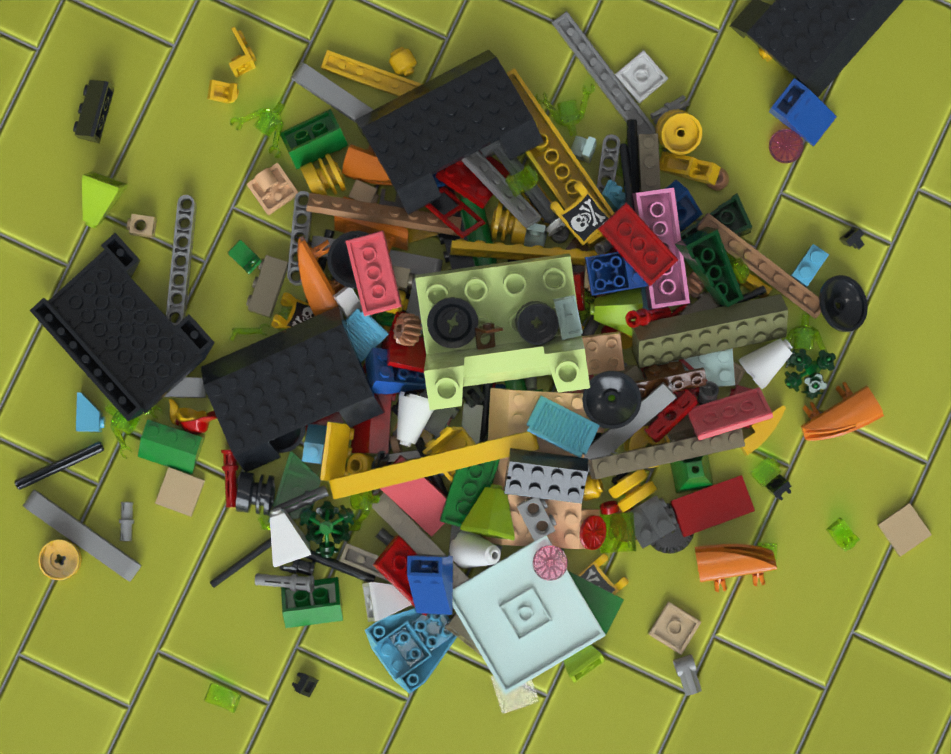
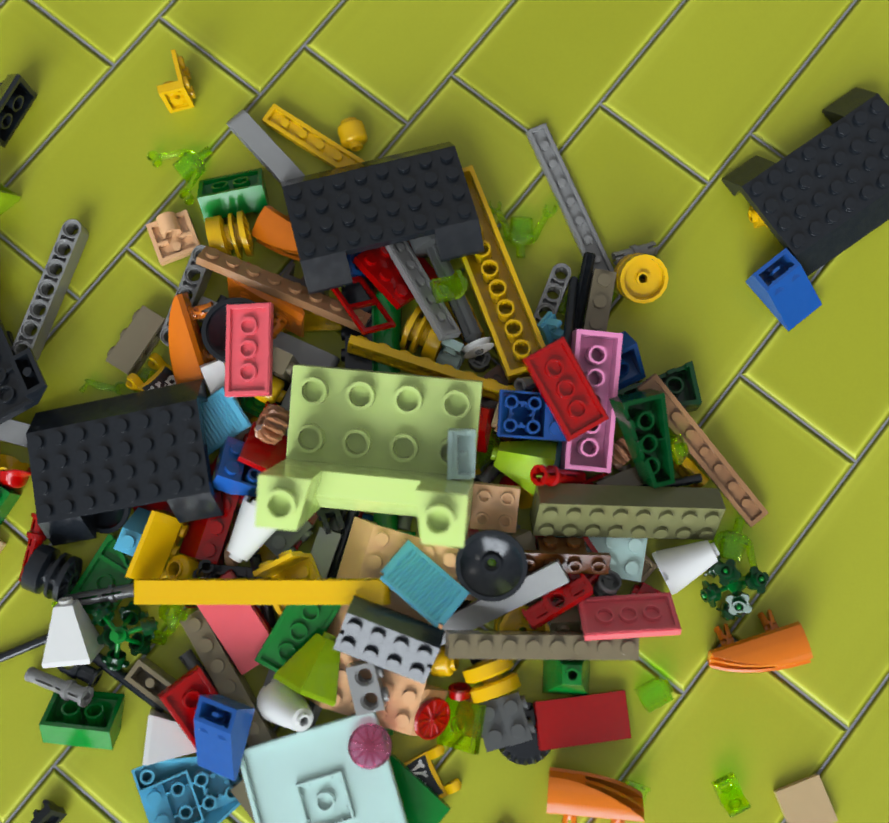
camera: 15 degrees right, 5 degrees down
(148, 231) = (27, 247): tan brick -> none
(222, 91) = (148, 121): yellow bracket -> none
(244, 256) = (121, 301): green bracket -> none
(364, 192) = (271, 262): tan brick -> none
(439, 327) = (305, 427): black gear -> none
(488, 328) = (360, 443): reddish brown bracket -> none
(543, 332) = (429, 462): black wheel -> none
(582, 216) = (507, 342): flag -> none
(584, 148) = (530, 272): light aqua plate -> none
(641, 77) = (611, 211): white tile -> none
(689, 168) = (643, 321): yellow slope -> none
(722, 182) = (664, 341): nougat plate -> none
(762, 431) = (661, 645): yellow slope -> none
(778, 486) = (666, 716): black tile -> none
(786, 146) = (757, 323): clear pink wheel -> none
(809, 265) = (758, 462): medium azure brick -> none
(843, 303) = (788, 517): black dish -> none
(853, 238) = (814, 444): black tile -> none

